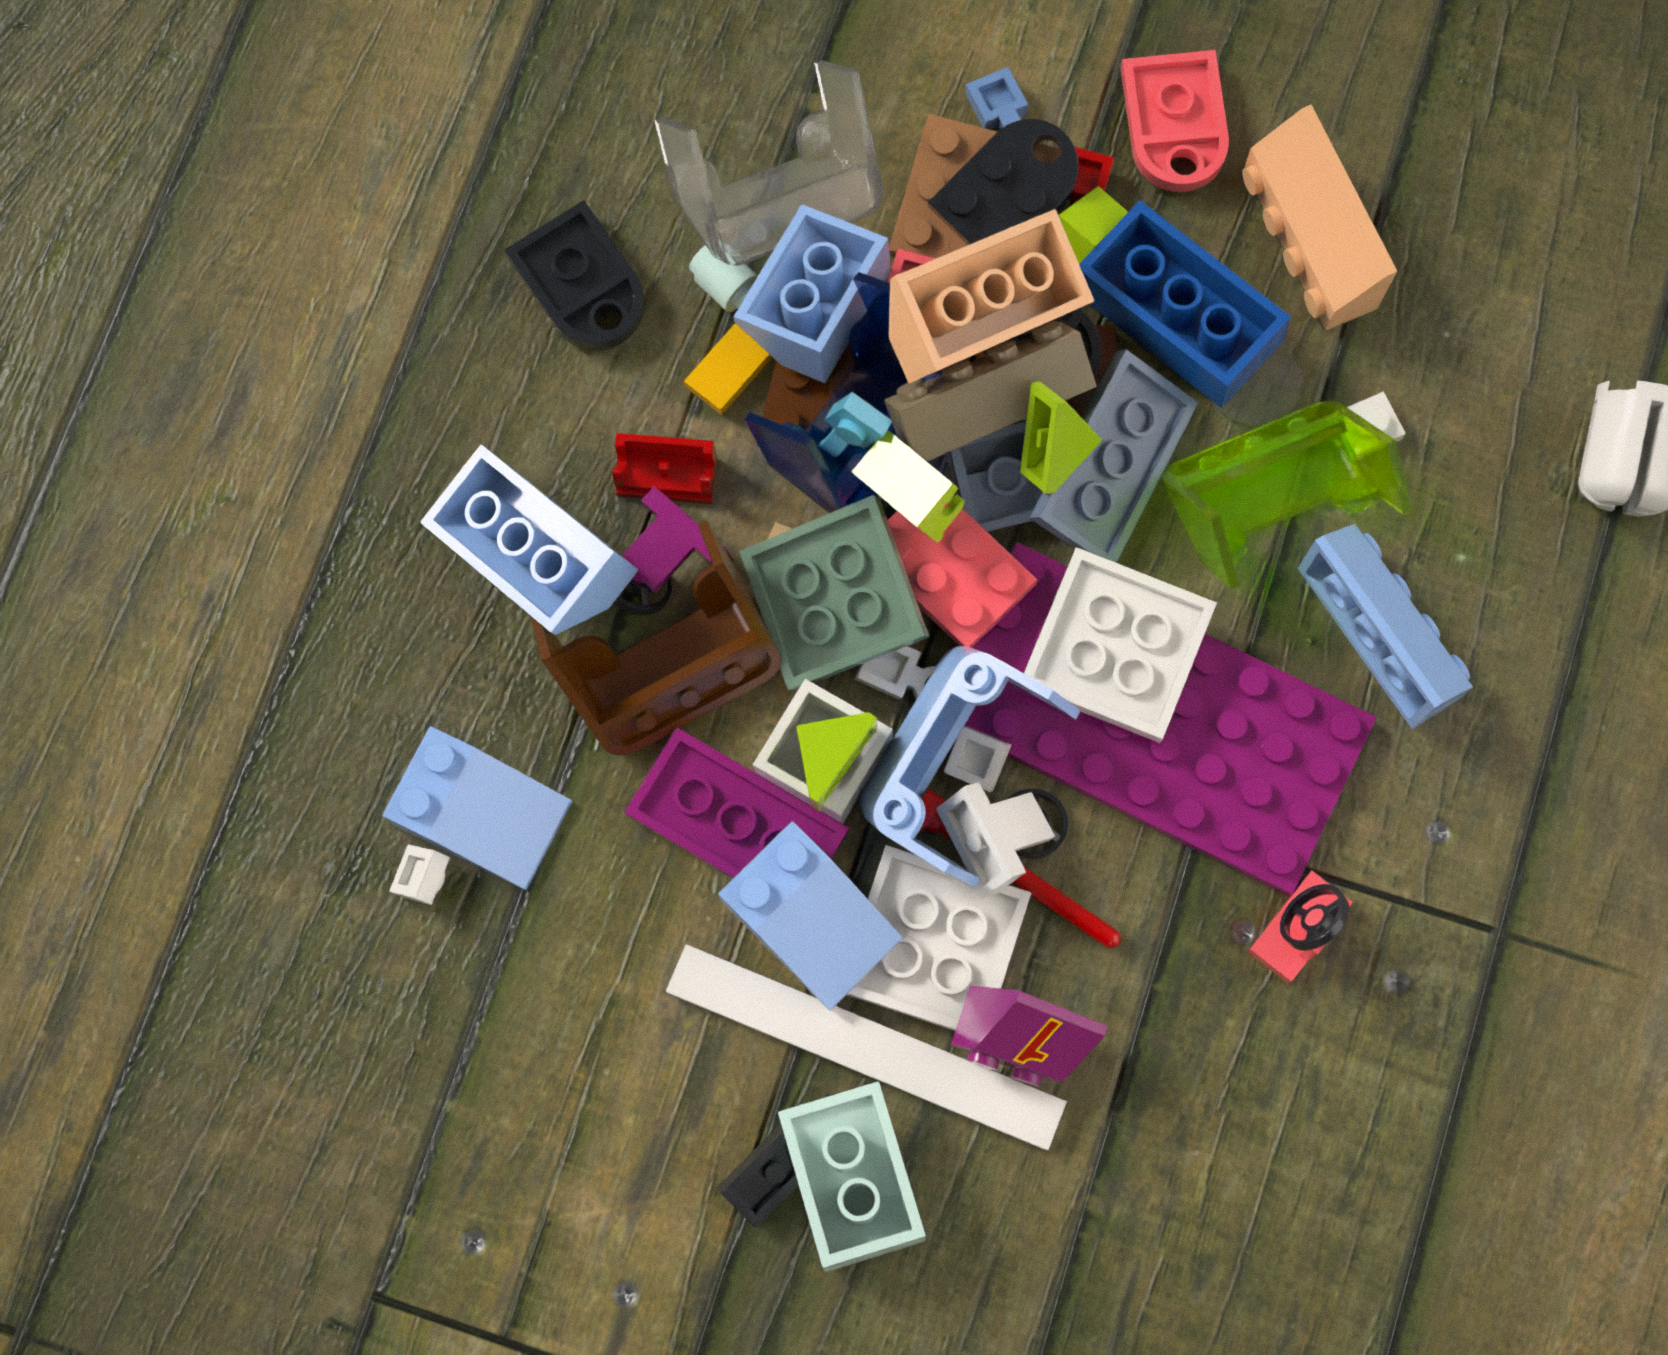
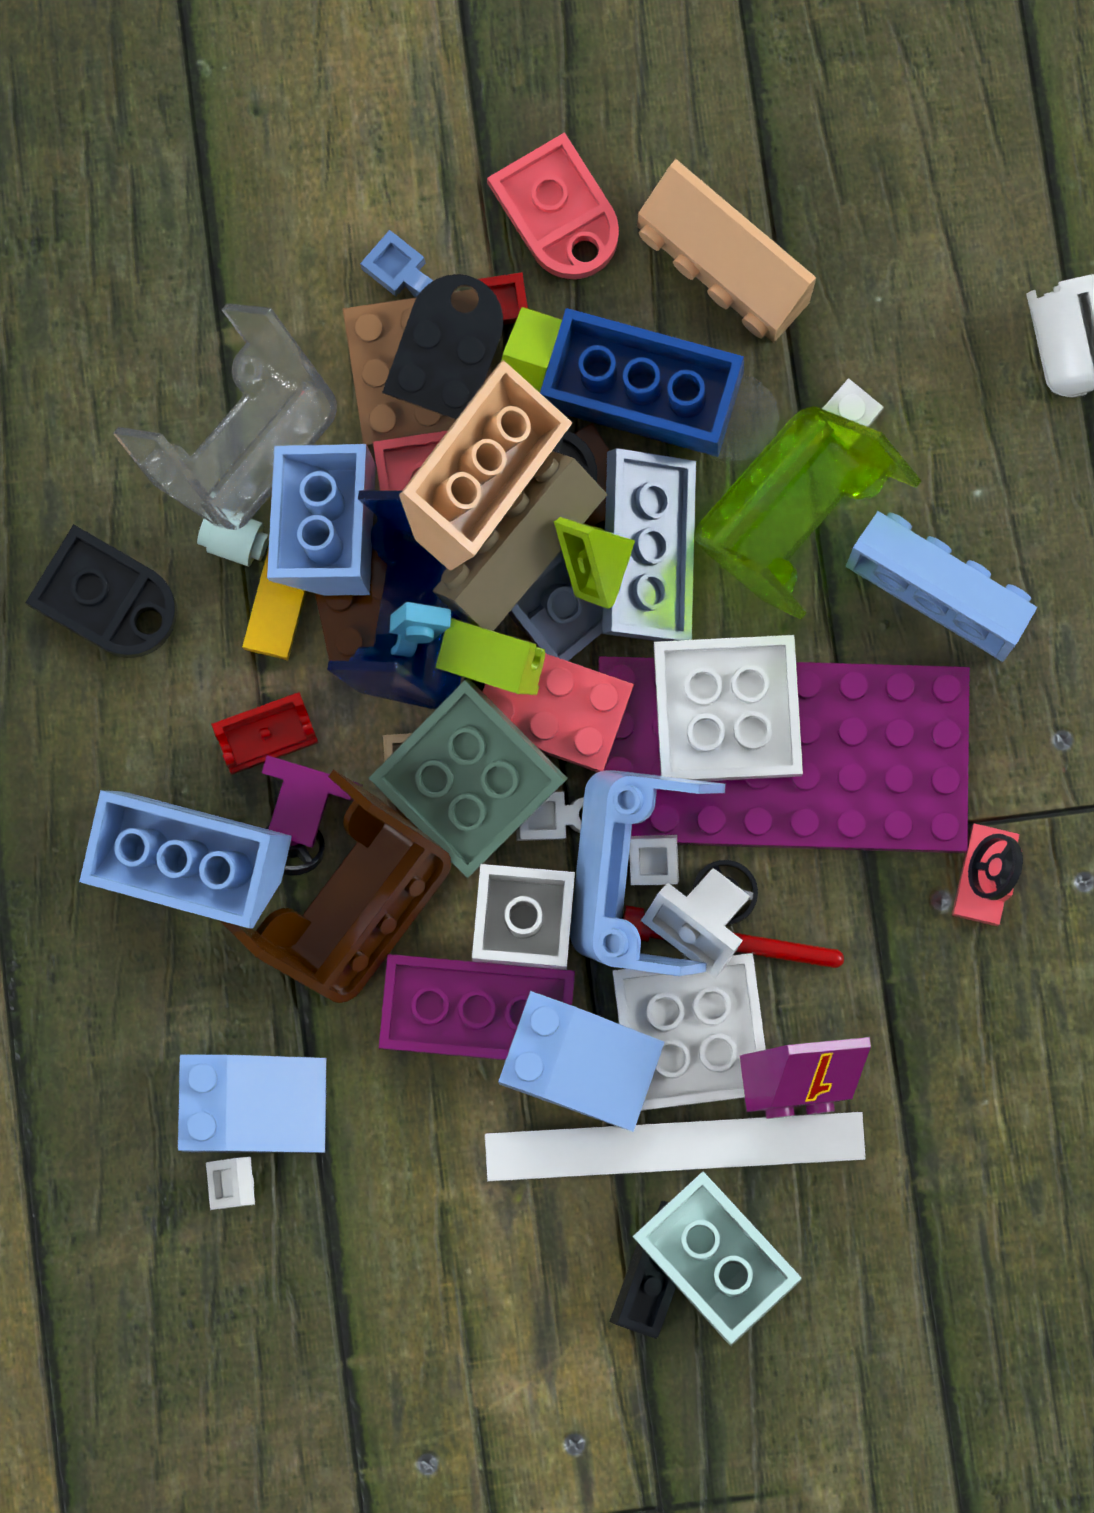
camera: 30 degrees left, 5 degrees up
(830, 750) = (533, 918): lime slope -> none

